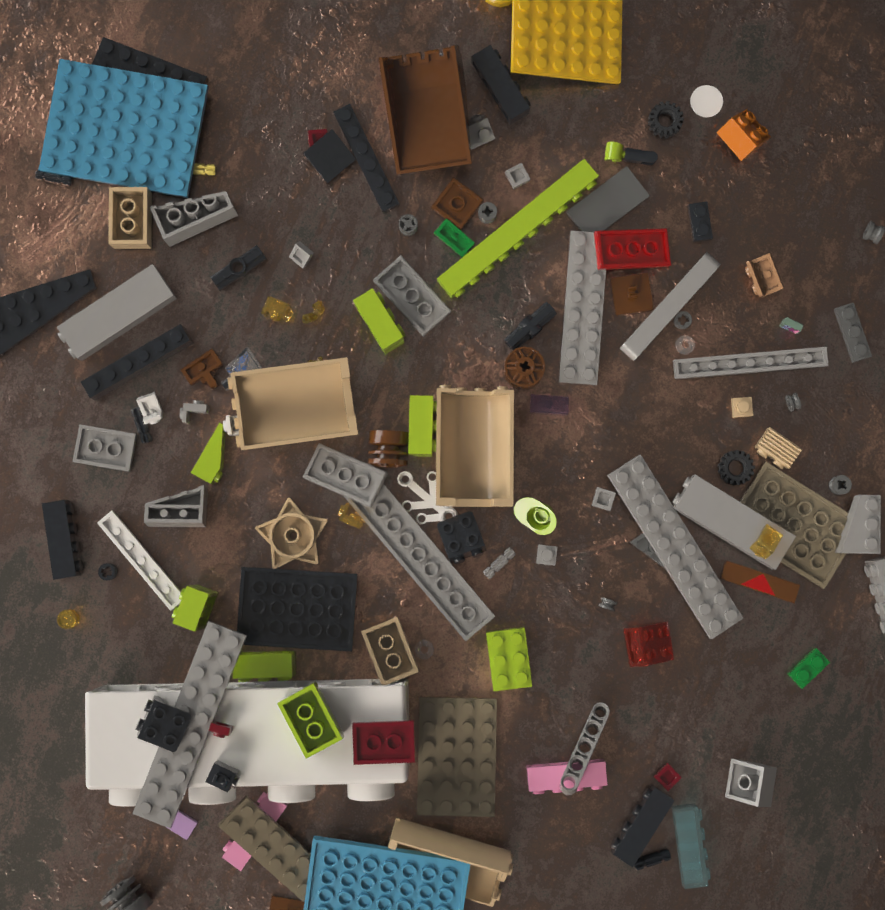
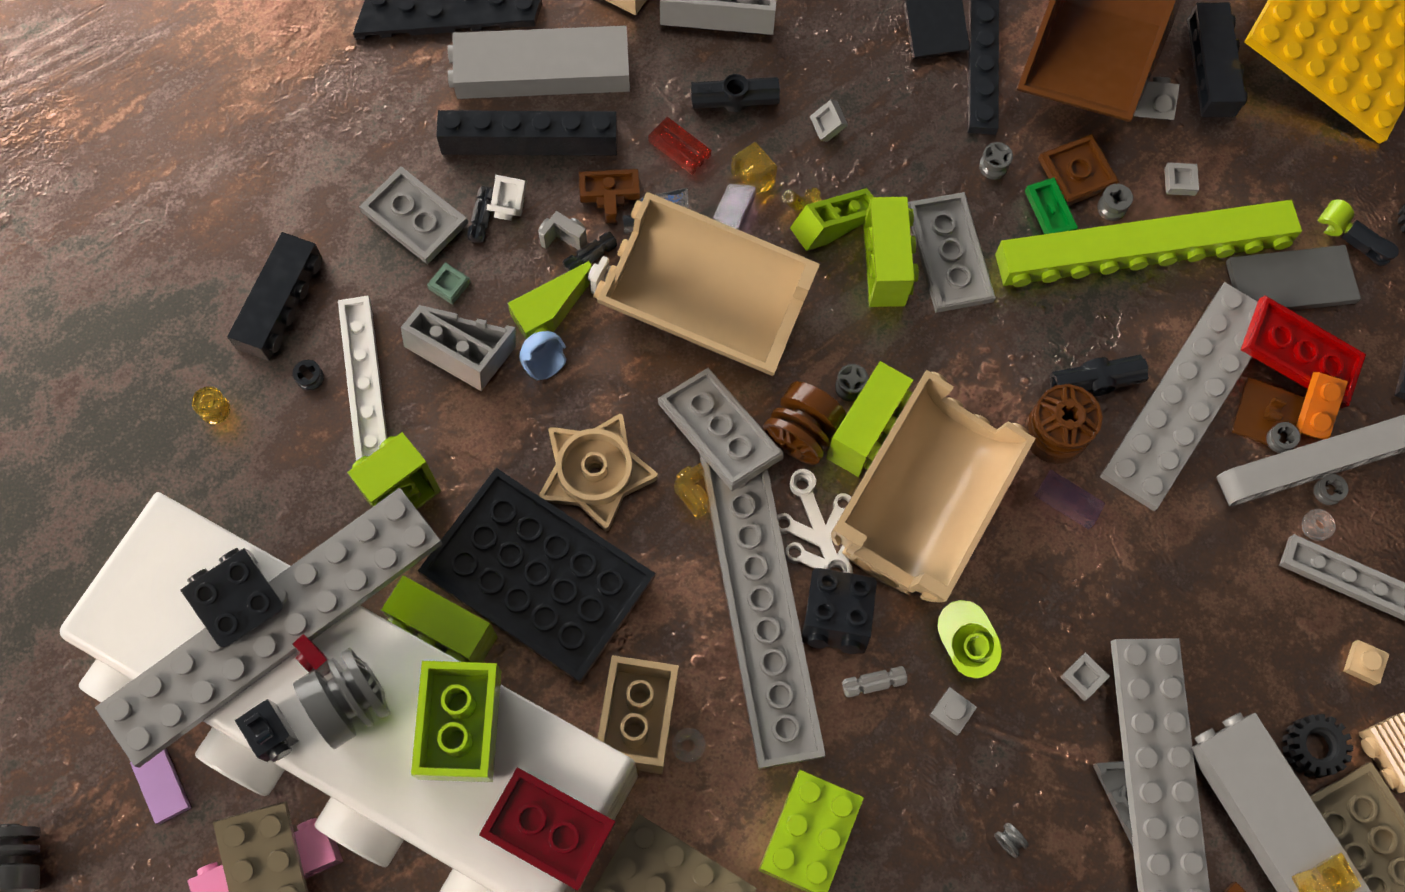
camera: 20 degrees right, 15 degrees down
(149, 475) = (448, 283): none -> sand green tile
(215, 413) = (591, 251): none -> black axle
(221, 324) = (696, 160): none -> clear red tile
(226, 489) = (542, 355): none -> light blue hair
(248, 745) = (341, 698): none -> dark grey wheel
(278, 343) = (735, 205): none -> slope
(338, 314) = (831, 218): none -> lime slope
(398, 404) = (853, 375): none -> dark grey wheel
(648, 301) = (1292, 437): none -> dark grey bush
(656, 276) = (1321, 406): none -> orange plate

